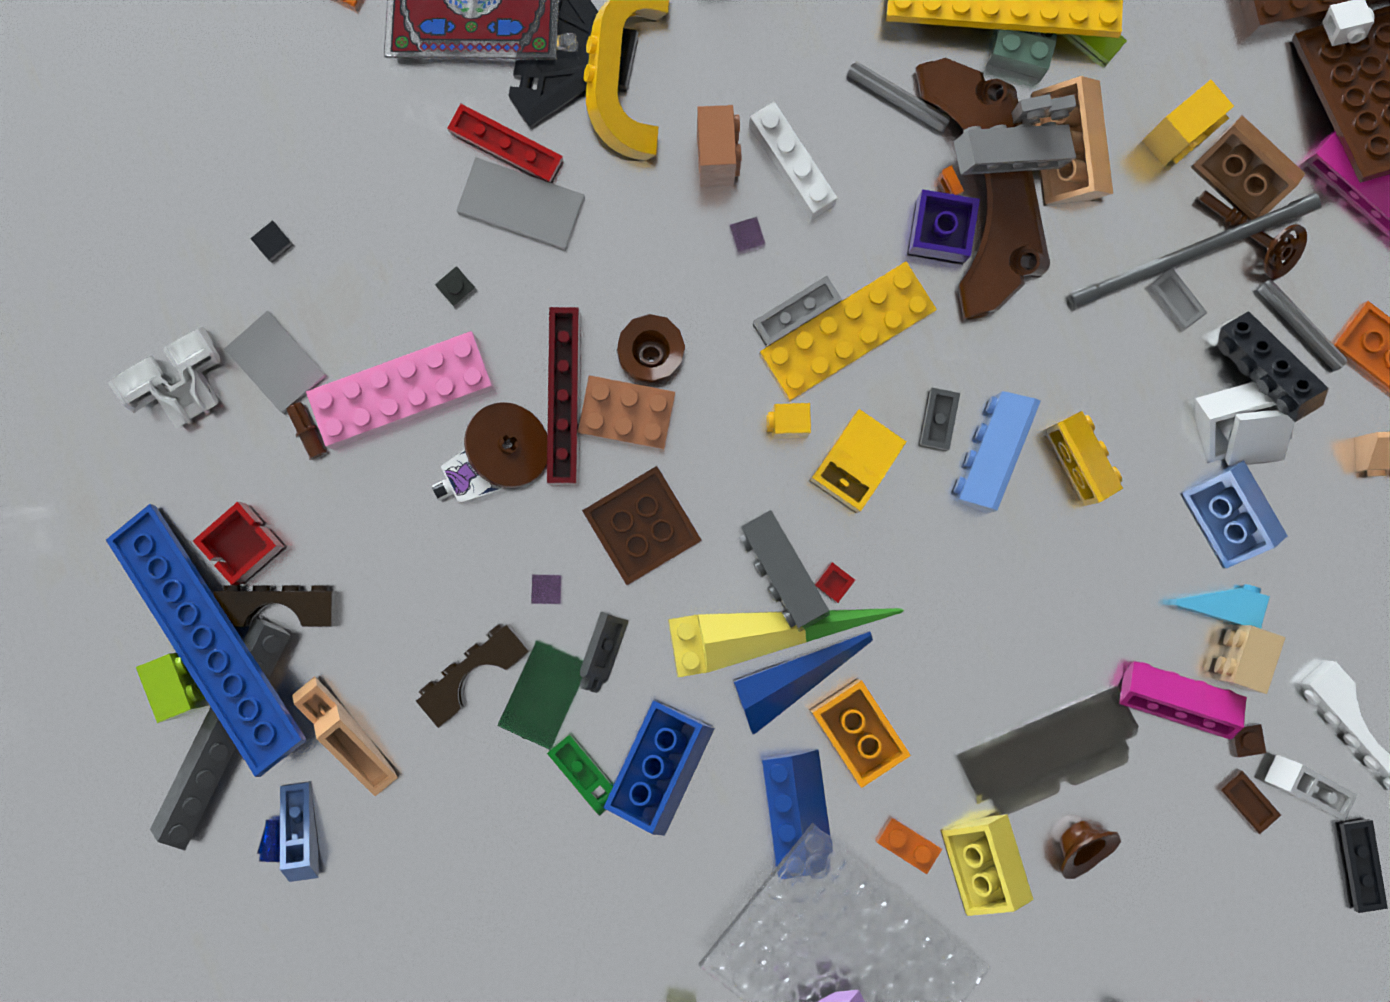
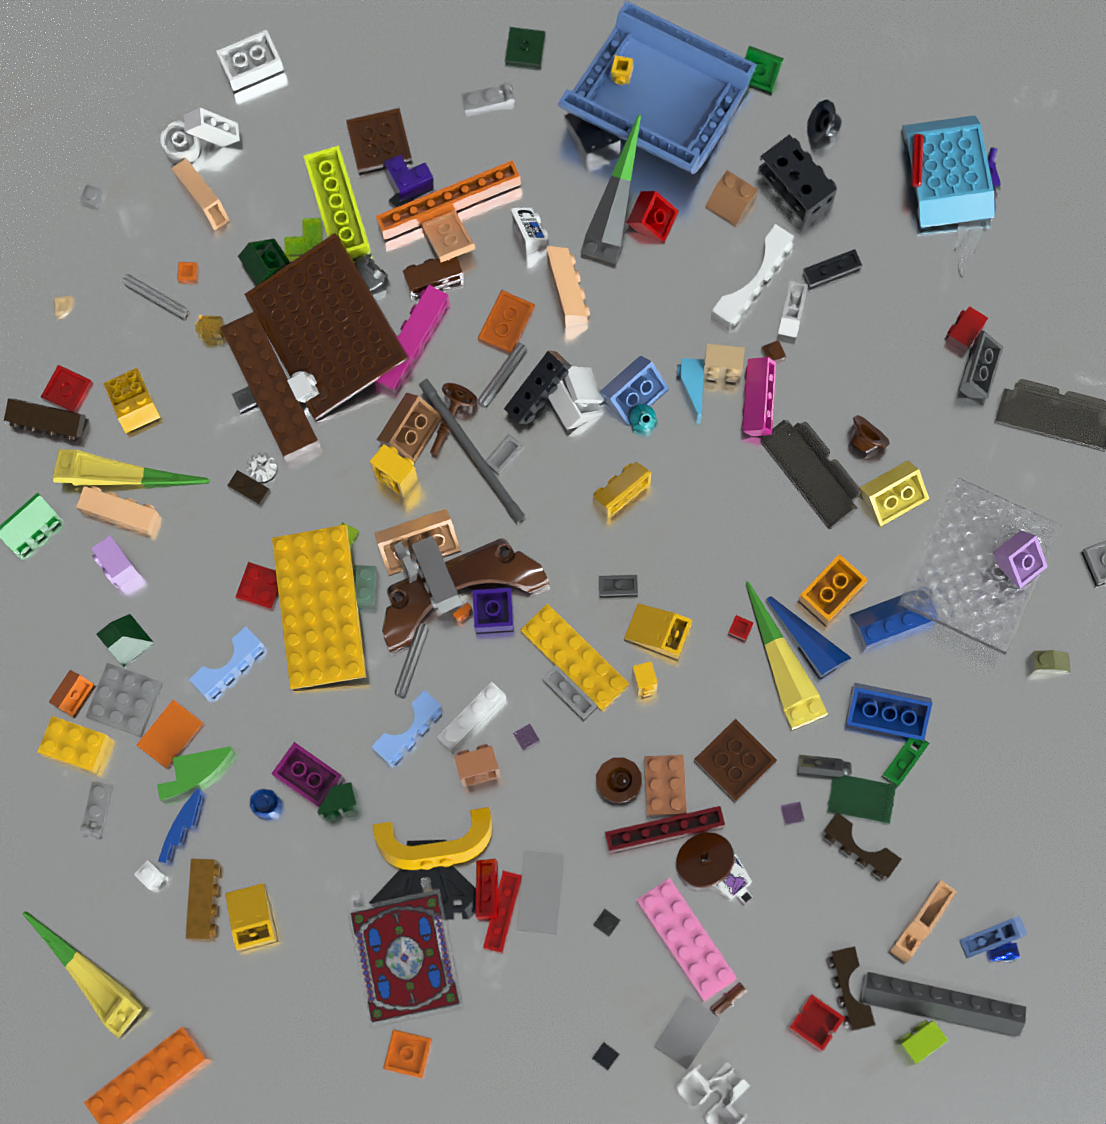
camera: 95 degrees left, 10 degrees down
(206, 641) = (884, 1026): blue plate -> none
(540, 125) = (486, 889): none -> red plate
(784, 570) = (742, 659): dark grey brick -> none
(818, 96) = (391, 746): none -> light blue arch
(909, 845) = (895, 544): orange plate -> none
(996, 451) = (631, 544): medium blue slope -> none
(1199, 514) = (637, 415): none -> teal piece
(1249, 802) = (811, 343): reddish brown tile -> none

